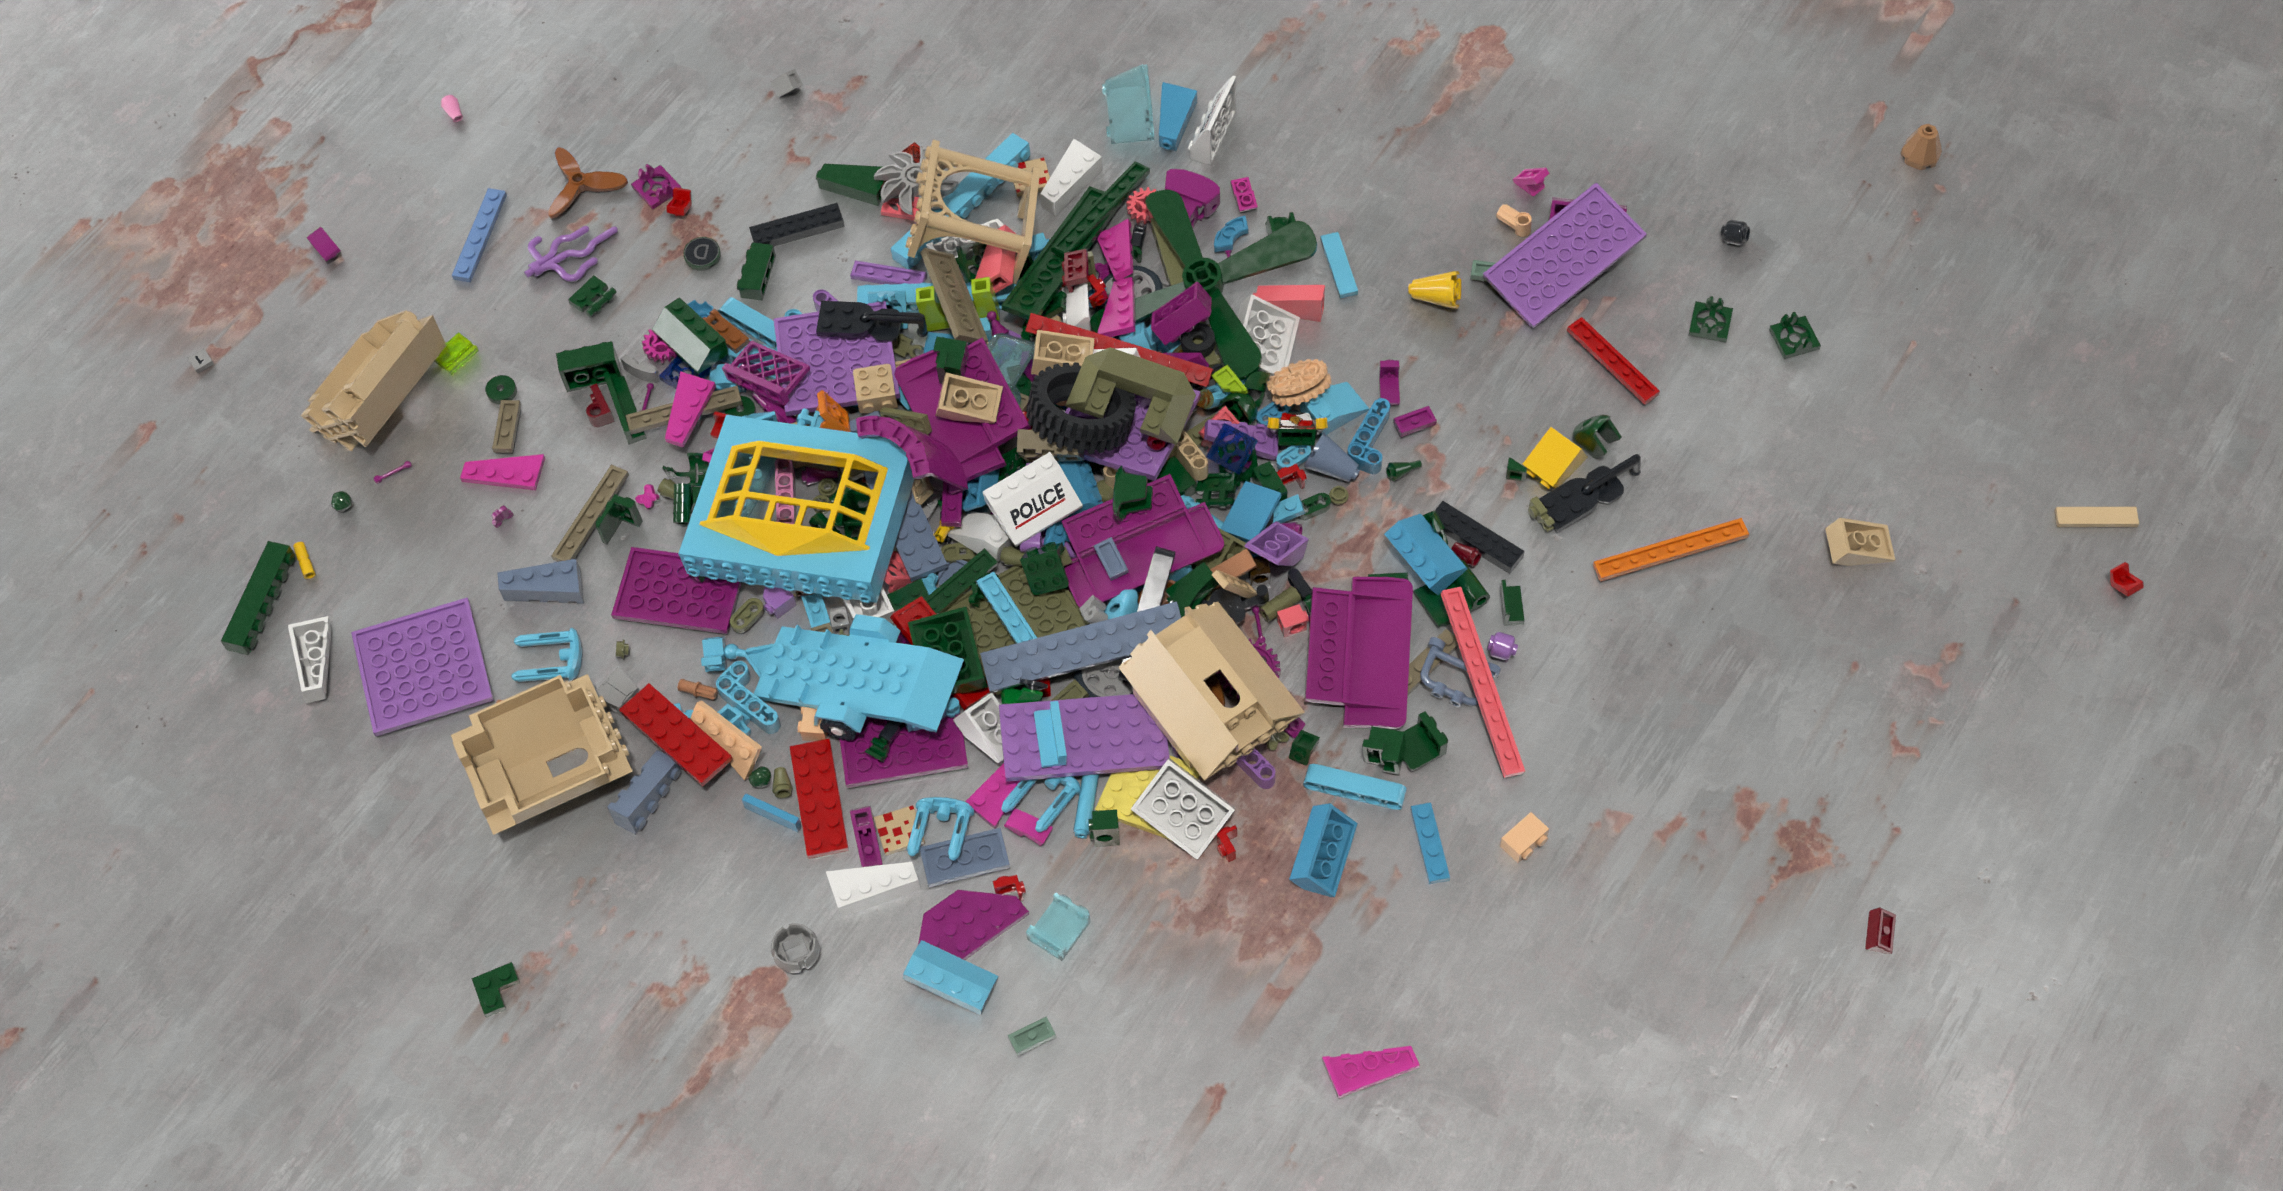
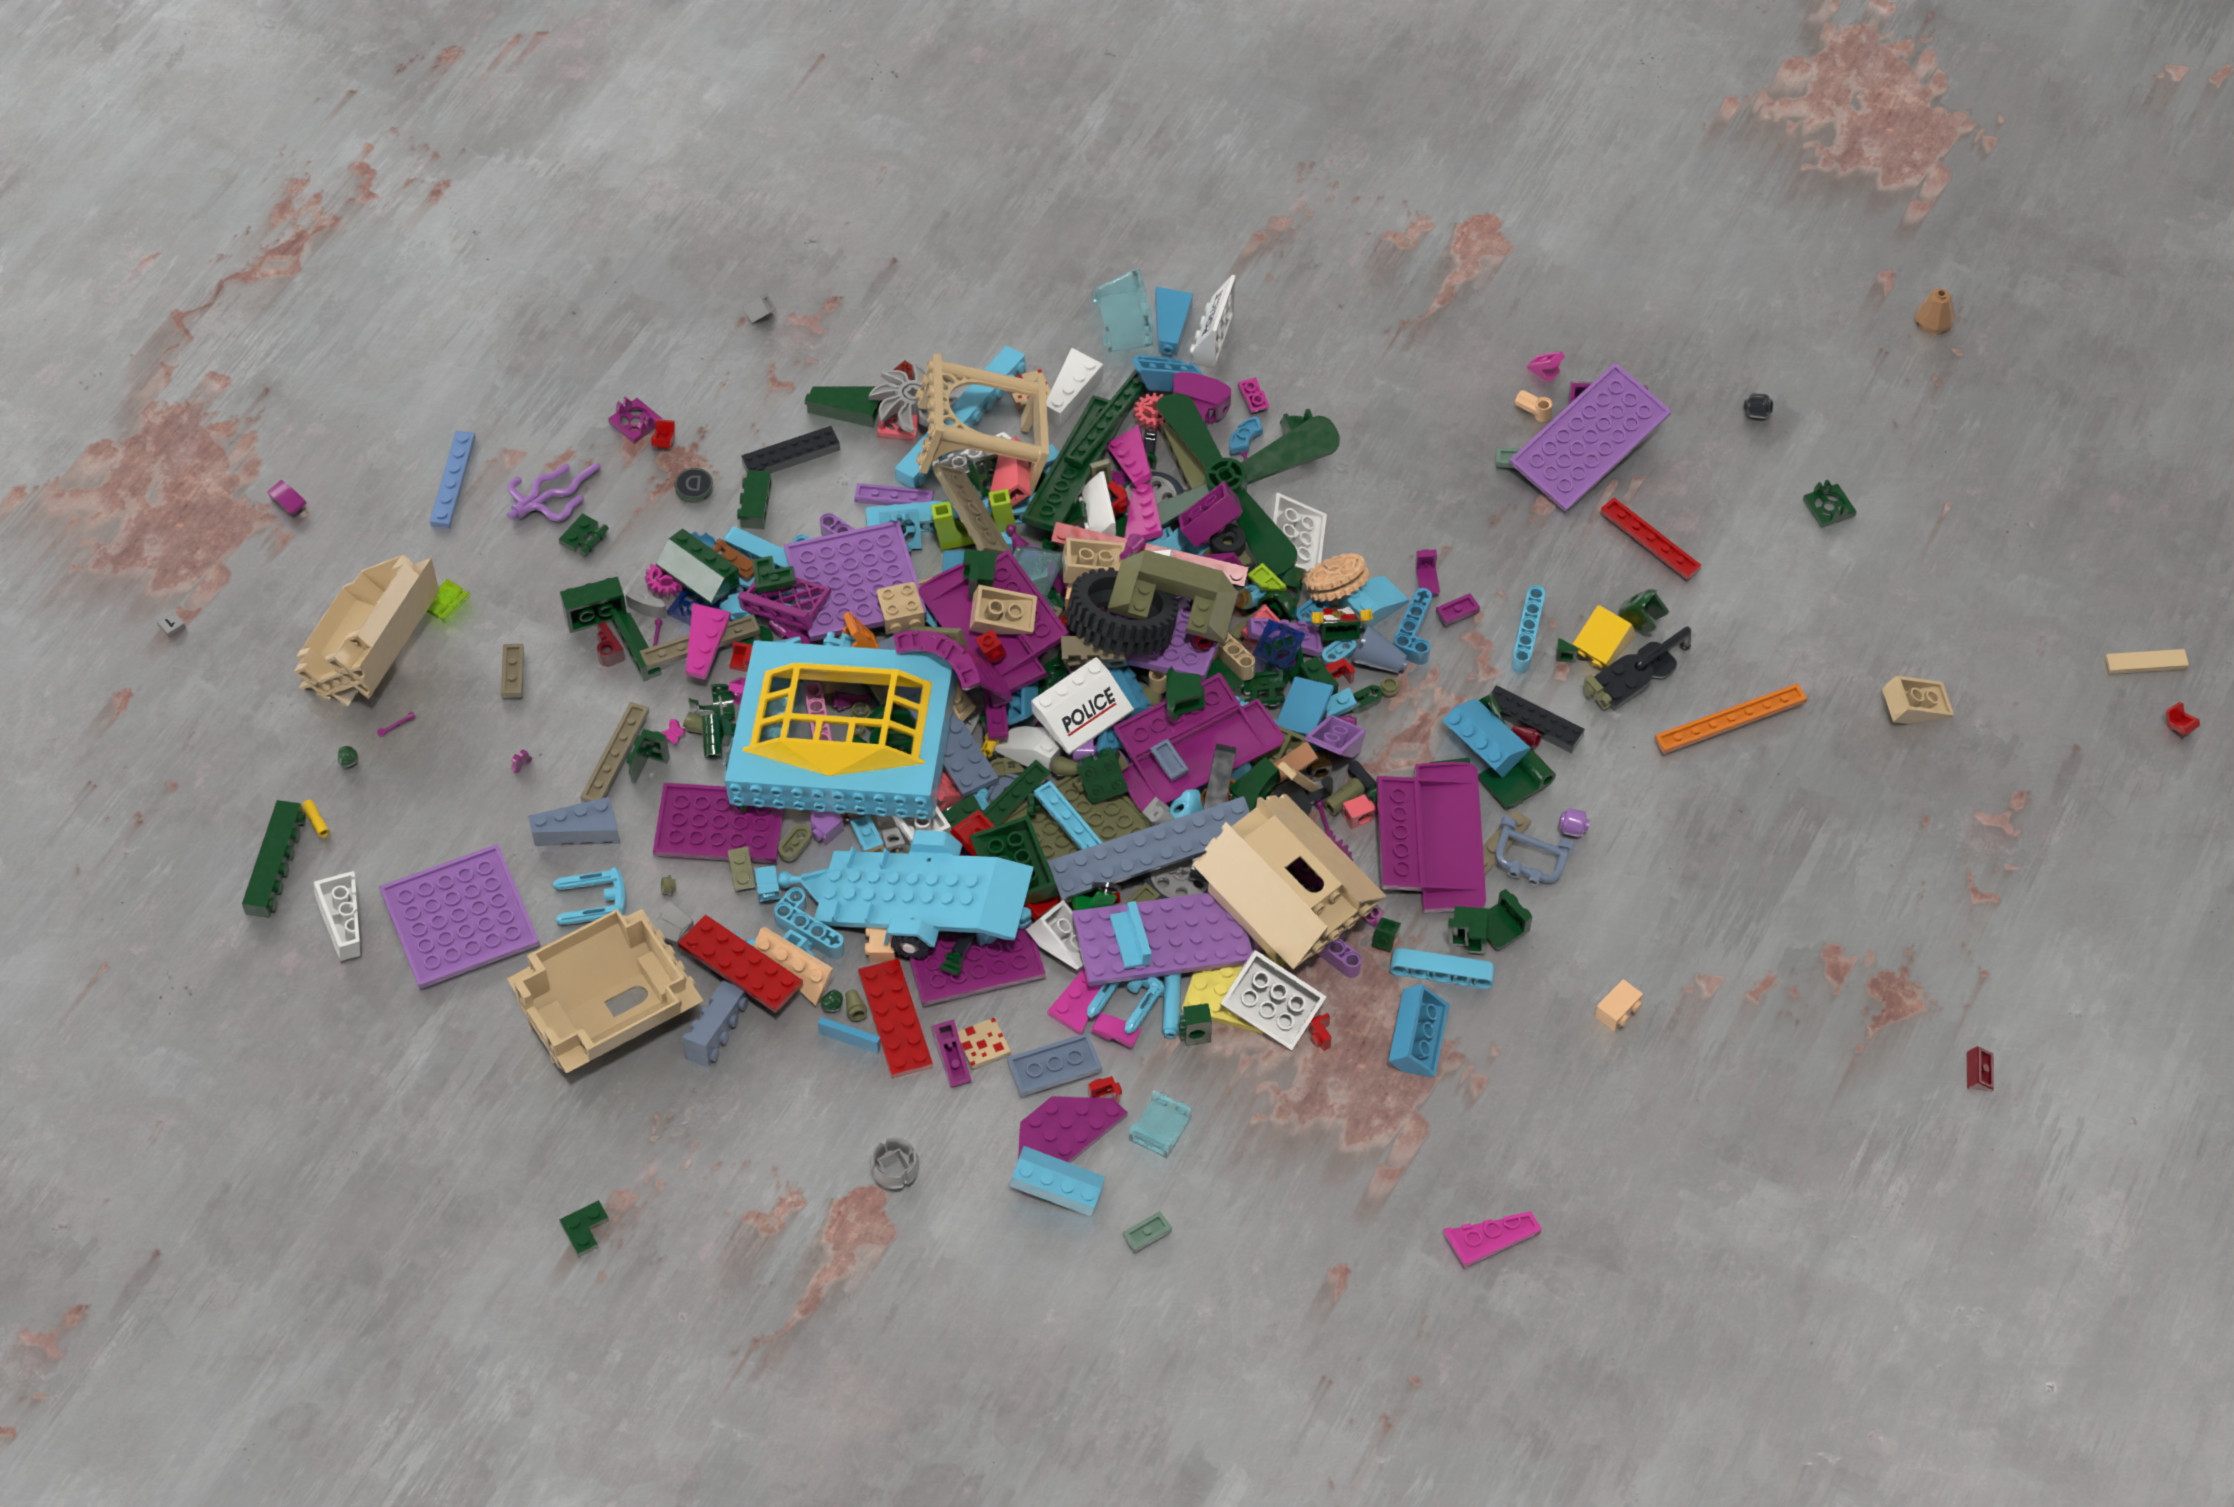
camera: 10 degrees left, 5 degrees down
(452, 108) = (404, 351): bright pink cone -> none
(500, 382) = (497, 627): dark green piece -> none
(510, 472) = (522, 716): dark pink wing -> none
(581, 182) = (554, 419): dark orange piece -> none
(692, 637) = (741, 869): none -> olive plate
(697, 689) = (753, 919): nougat axle -> none
(754, 351) = (769, 578): none -> dark green plate
(859, 319) = (901, 544): black plate -> none
(872, 885) = (963, 1098): white wedge -> none
(903, 346) = (921, 565): olive plate -> none
(944, 807) = (1027, 1017): medium azure piece -> none
(953, 434) = (991, 646): none -> red bracket
(1075, 269) = (1094, 476): dark red bracket -> none
(1102, 340) = (1133, 545): none -> magenta cone
(1153, 165) = (1159, 372): none -> dark azure wedge
(1275, 738) = (1360, 925): olive piece -> none
(1300, 300) = (1325, 496): coral slope -> none
(1339, 265) = (1360, 460): medium azure tile -> none
(1398, 469) = (1447, 657): dark green cone -> none
(1430, 843) = (1524, 1018): dark azure plate -> none
(1438, 289) = (1464, 478): yellow cone -> none
(1478, 452) = (1528, 629): none -> medium azure beam
(1482, 682) = (1559, 858): coral plate -> none
(1511, 604) = (1577, 782): dark green panel -> none
(1711, 332) = (1739, 504): dark green piece -> none

